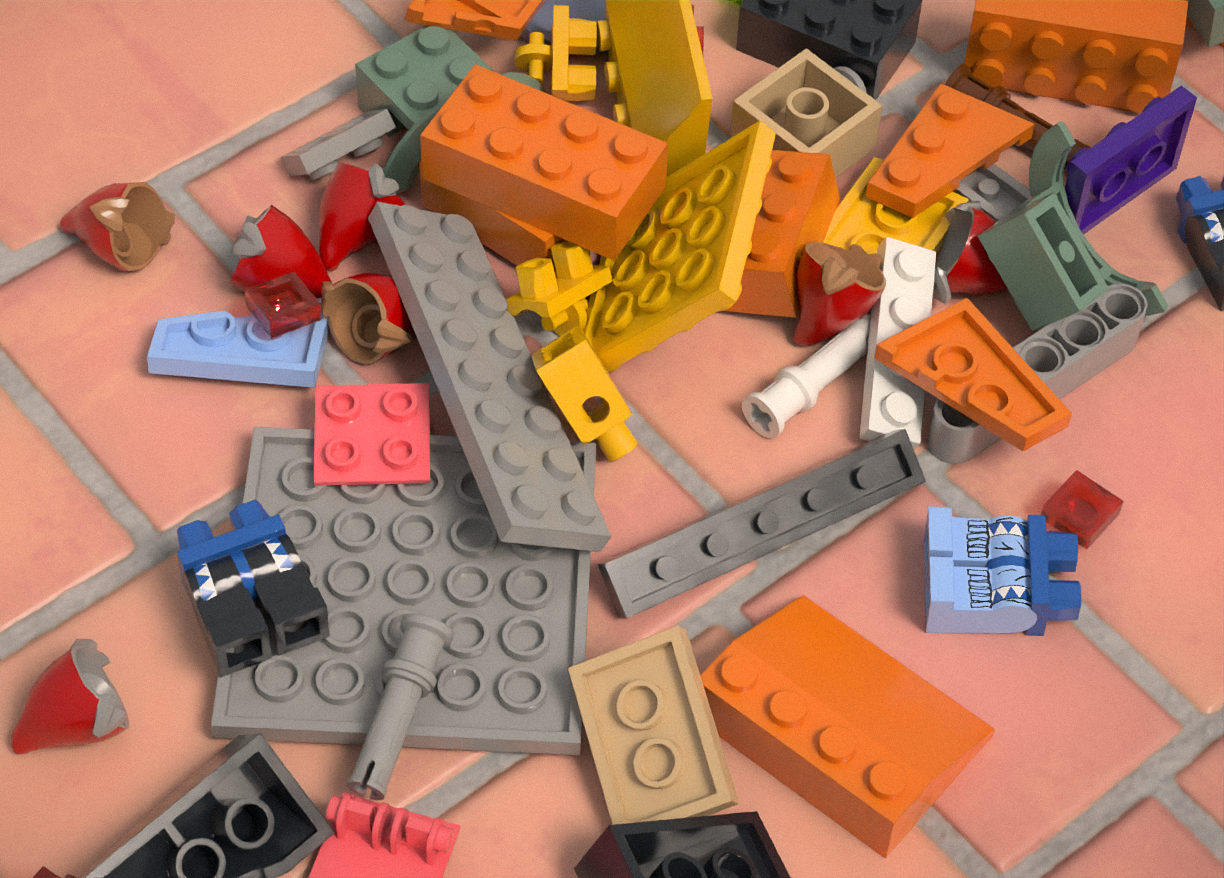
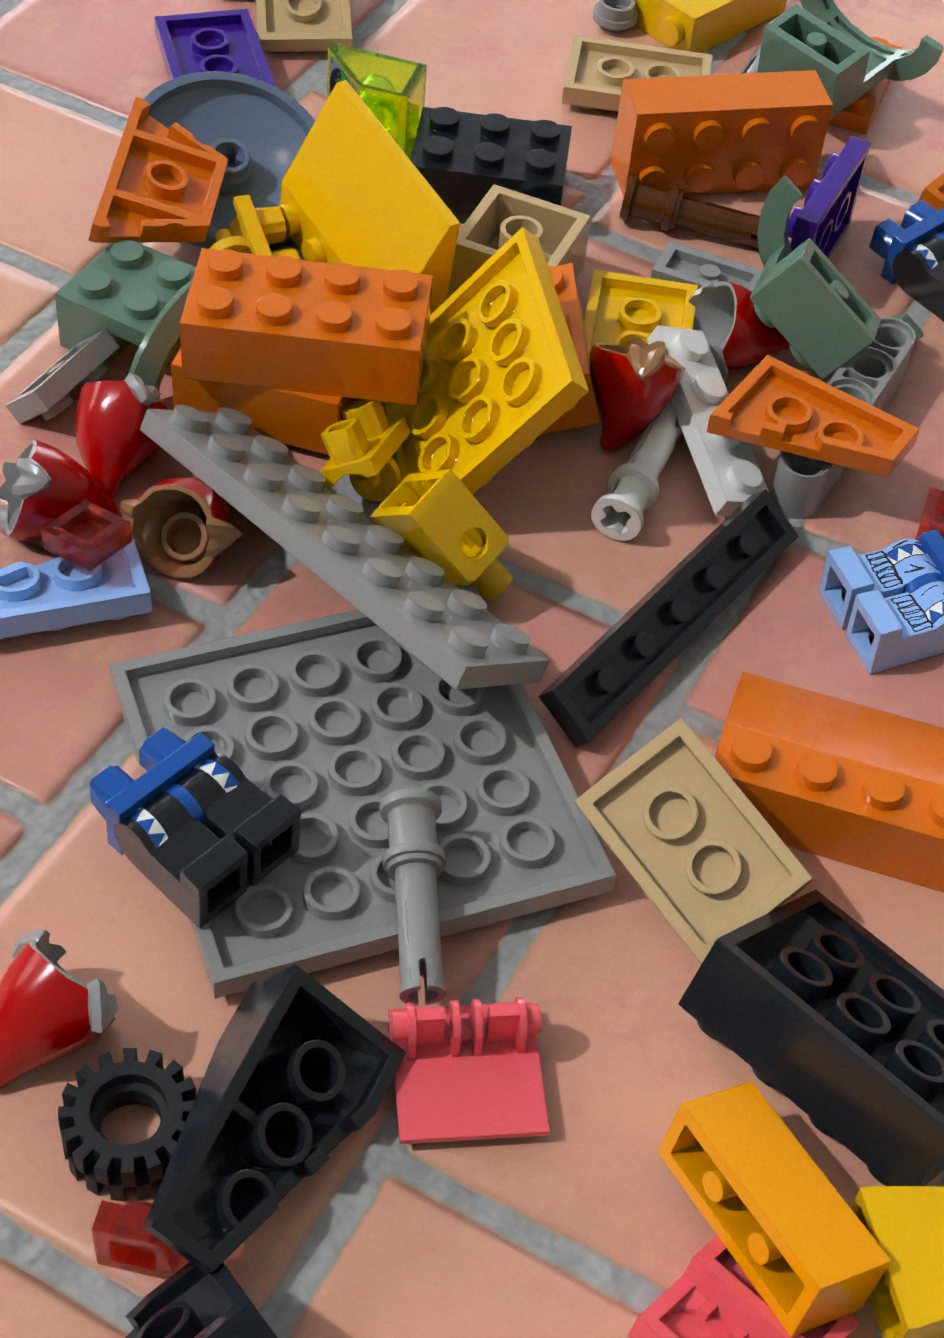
camera: 25 degrees left, 5 degrees down
(79, 790) = (111, 1088): none -> black tyre
(372, 434) = (241, 637): coral hinge -> none
(941, 148) = (655, 246): orange wing -> none

